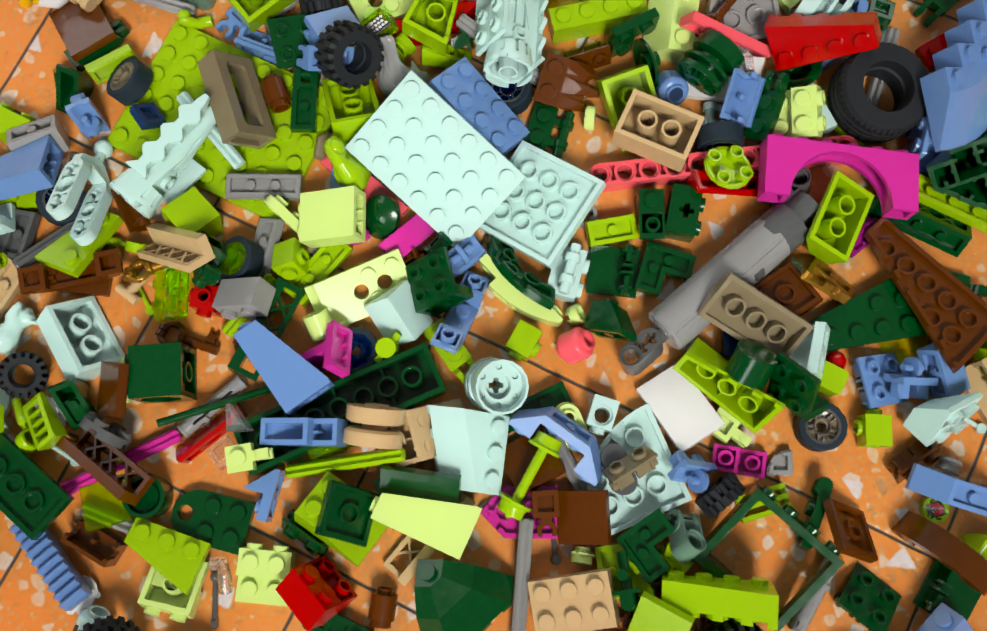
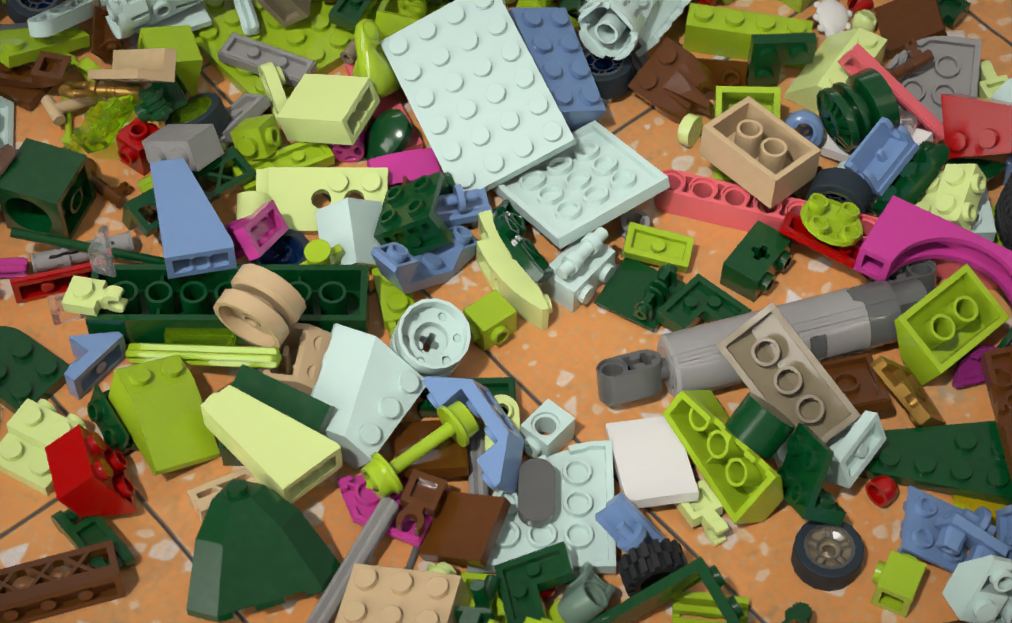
camera: 20 degrees right, 25 degrees down
(303, 432) = (172, 293): medium blue slope -> none
(346, 514) = (172, 401): dark green tile -> none
(382, 607) = (160, 534): reddish brown brick -> none
(541, 126) = (631, 118): dark green plate -> none
(575, 345) = (551, 345): coral head -> none
(576, 314) = (569, 319): yellowish green hinge -> none
(609, 321) = (604, 333): dark green slope -> none
(640, 460) = (536, 488): dark tan hinge -> none
(644, 55) = (789, 90): dark green dish -> none
(650, 213) = (714, 240): dark green slope -> none
(739, 461) = (697, 544): dark pink slope -> none
(780, 464) = (754, 580): light grey tile -> none
(833, 379) = (863, 502): lime piece -> none

